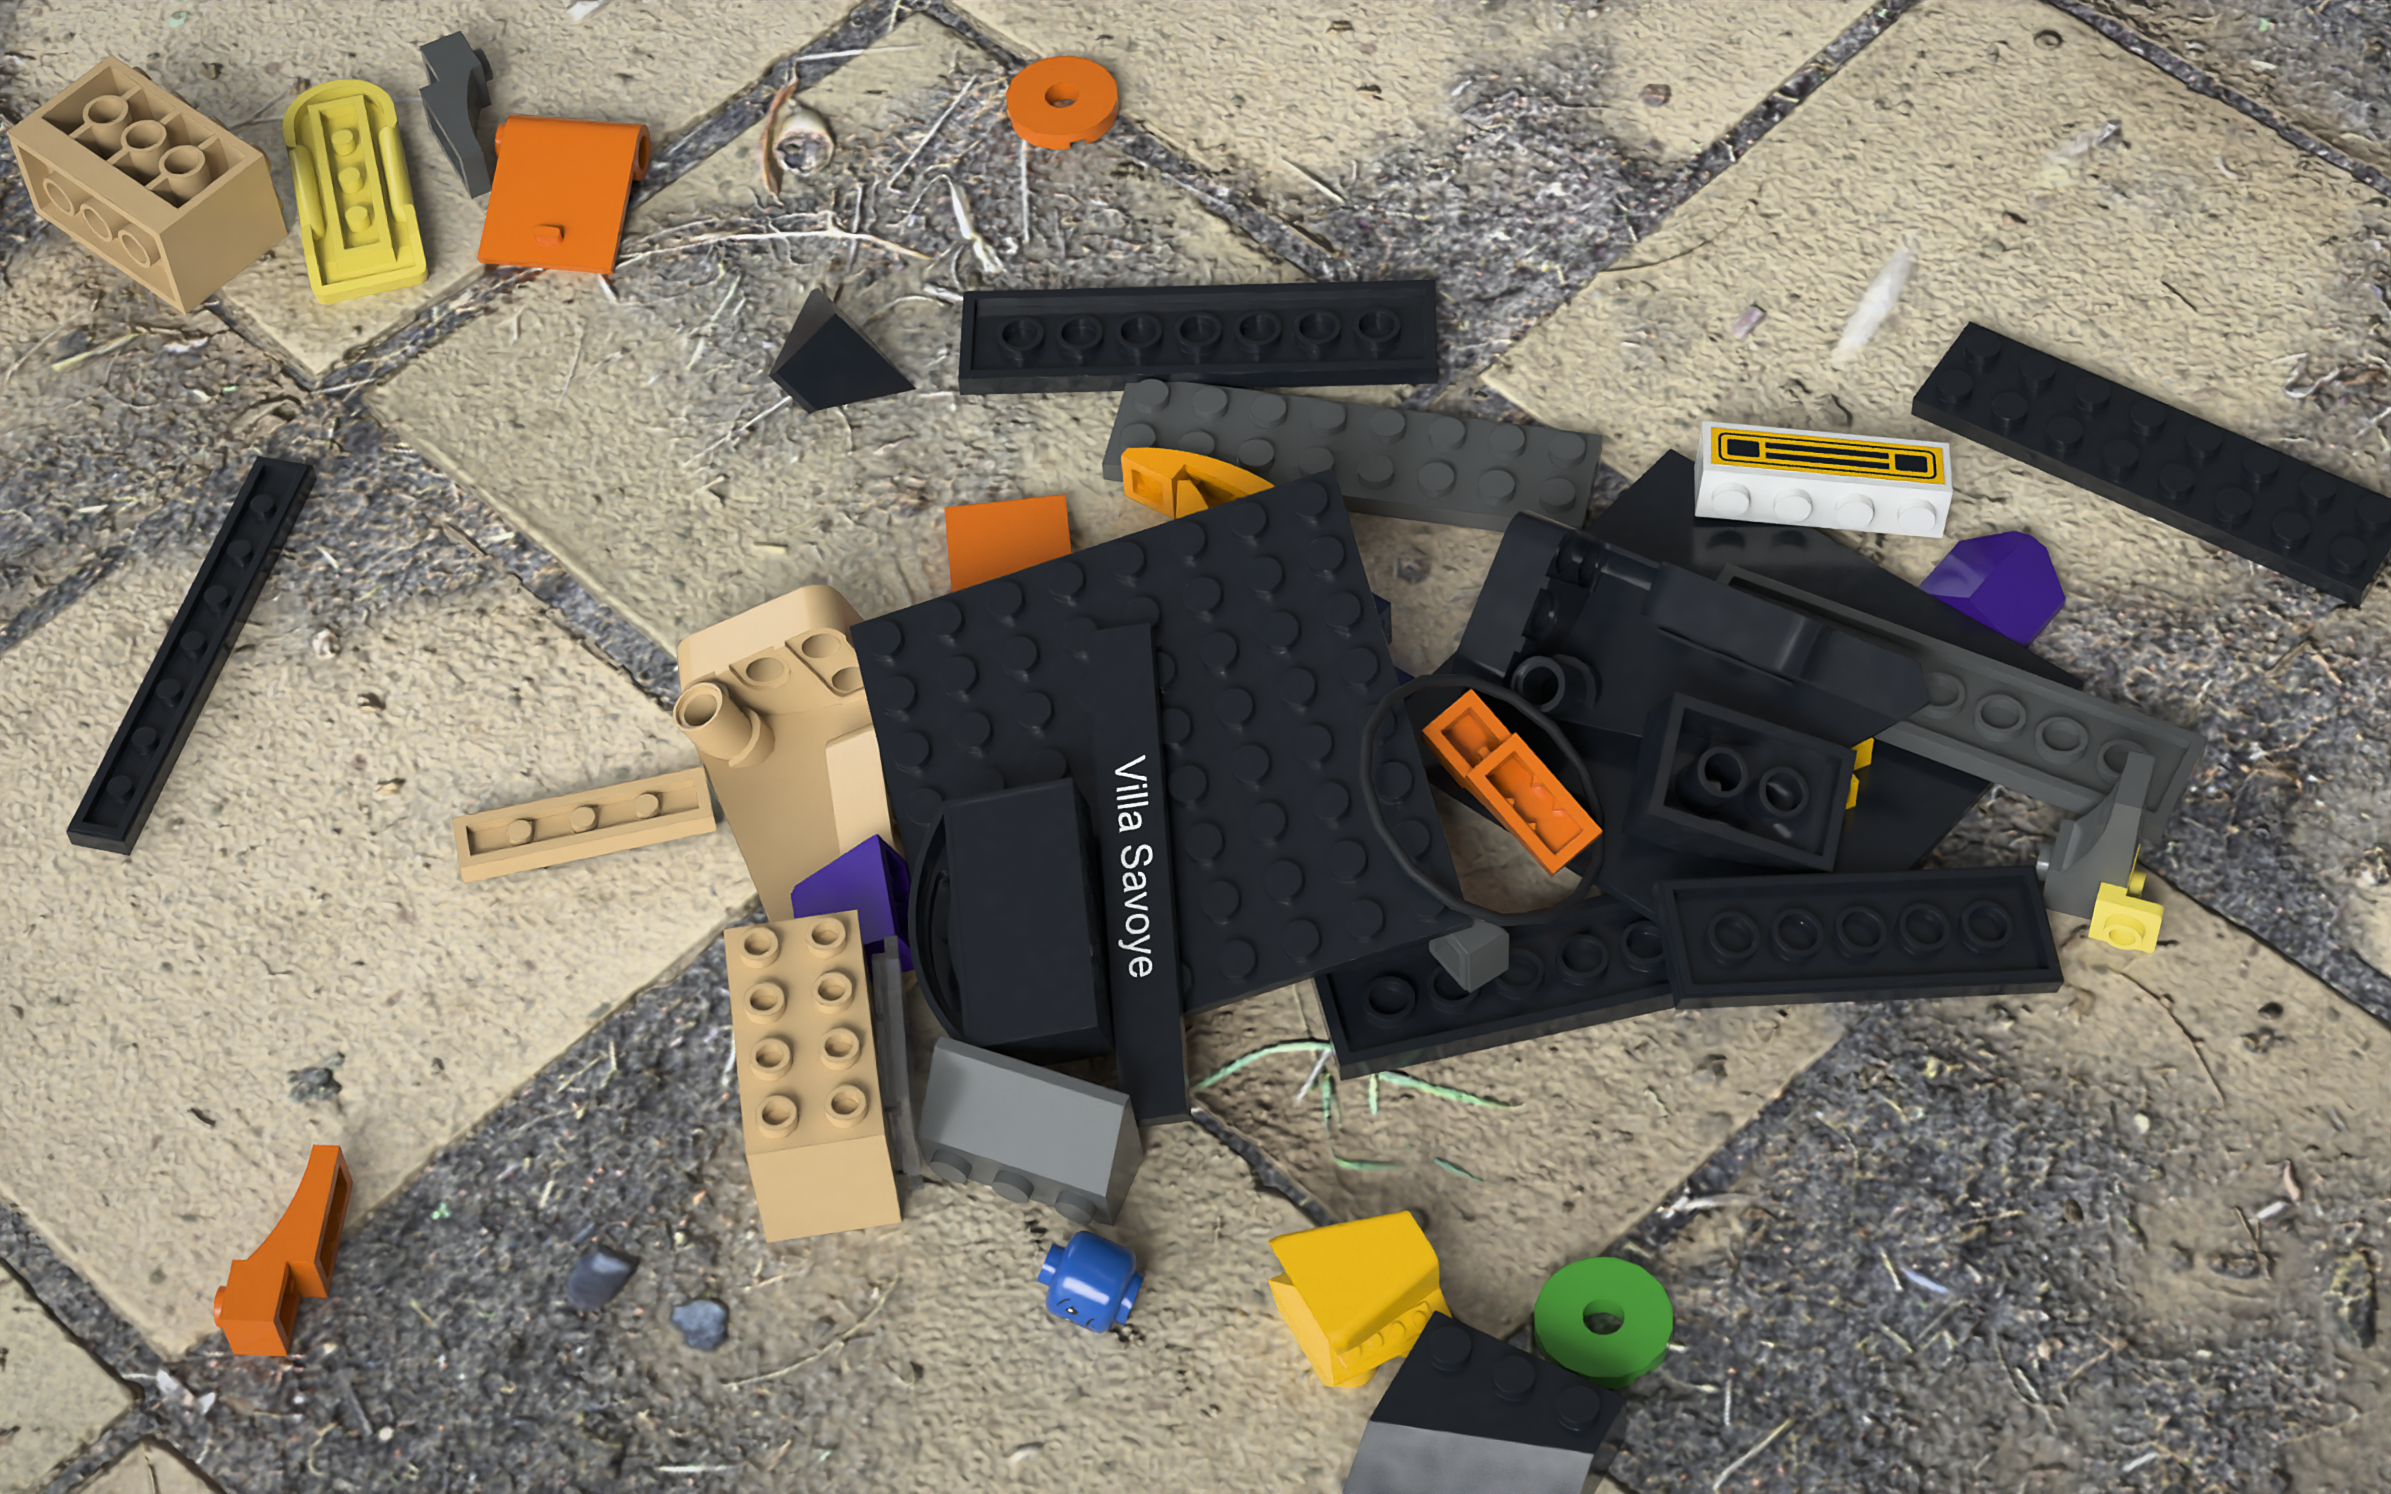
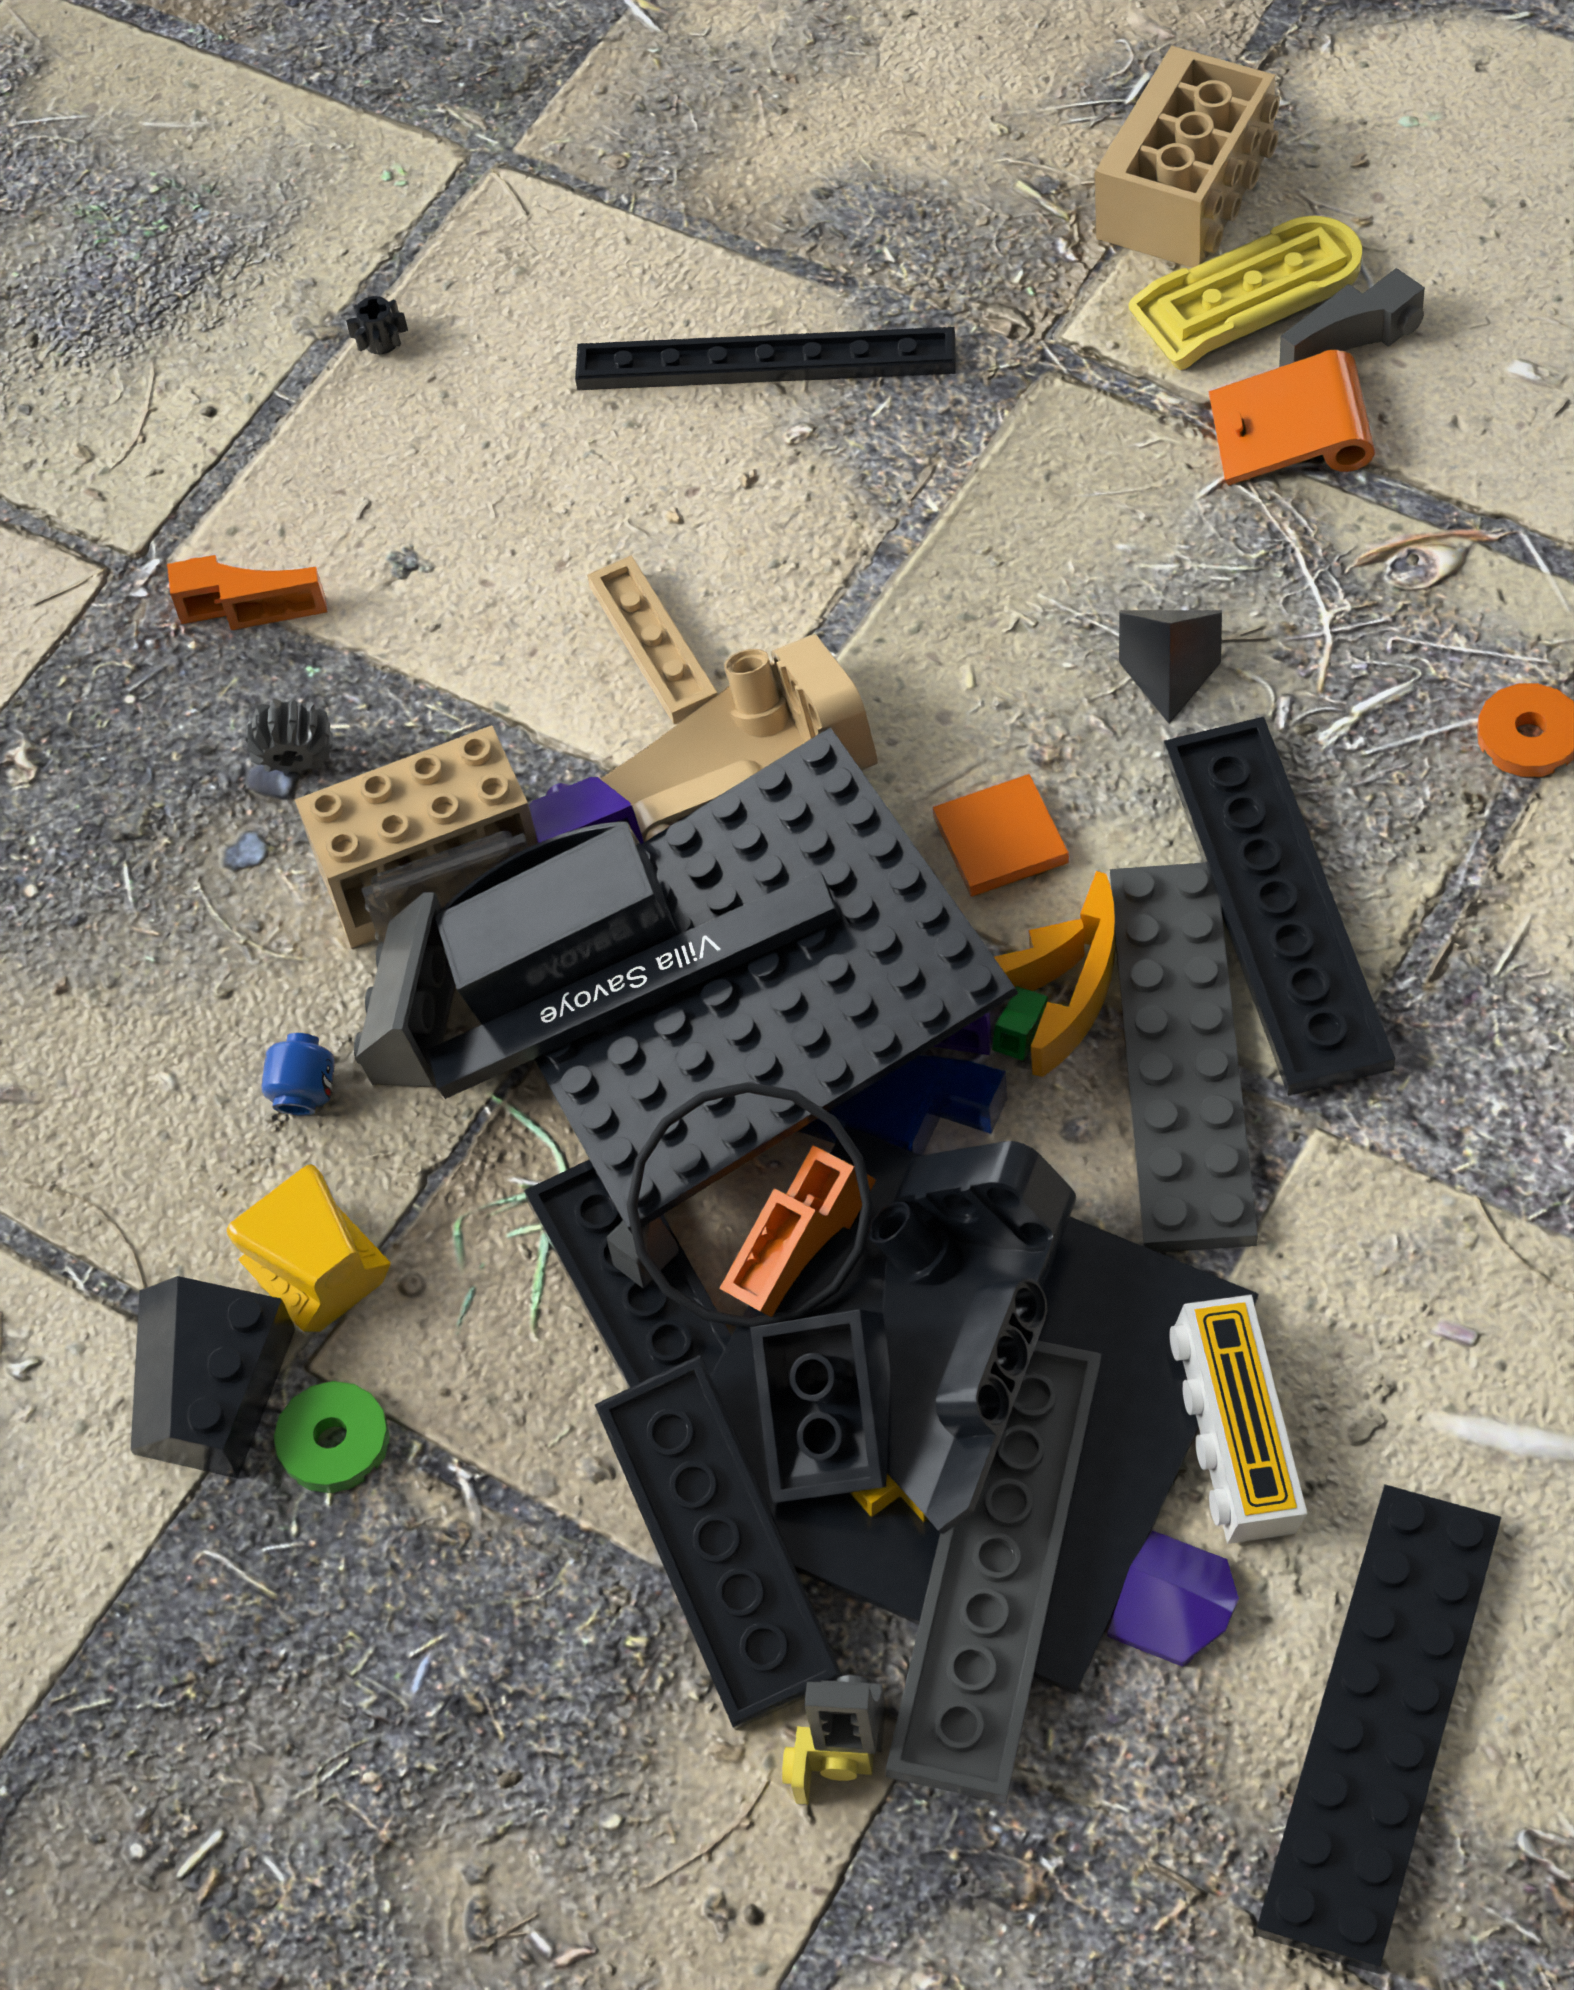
camera: 80 degrees right, 5 degrees up
(572, 1217) = (288, 736): none -> dark grey gear

